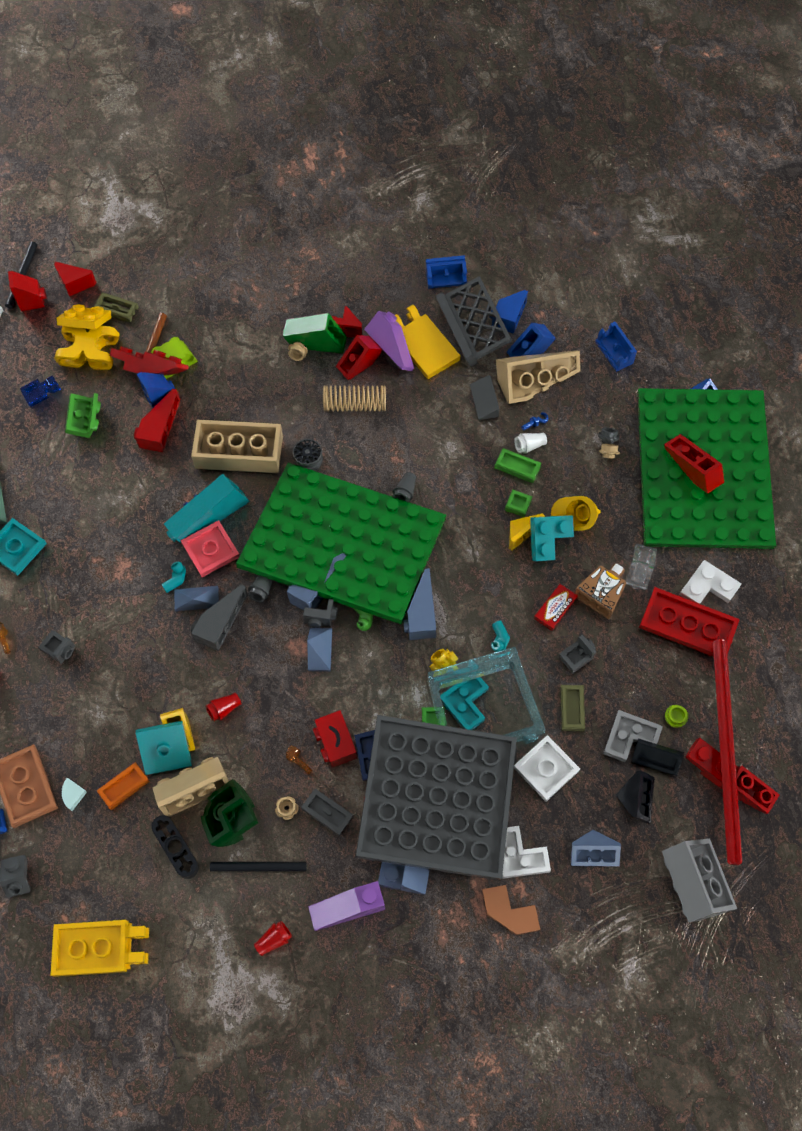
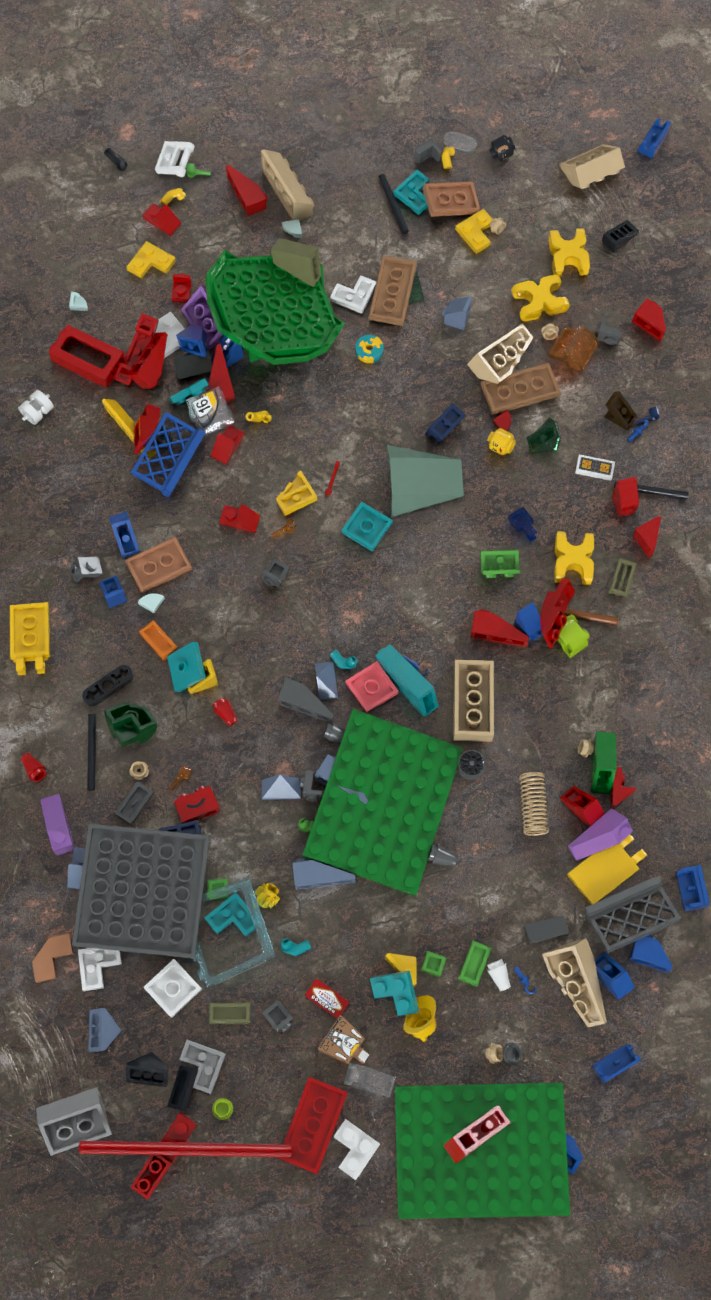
camera: 85 degrees right, 5 degrees up
(50, 840) = (113, 591): none -> blue slope
(83, 317) = (601, 550): yellow plate -> none
(190, 786) = (155, 691): tan slope -> none

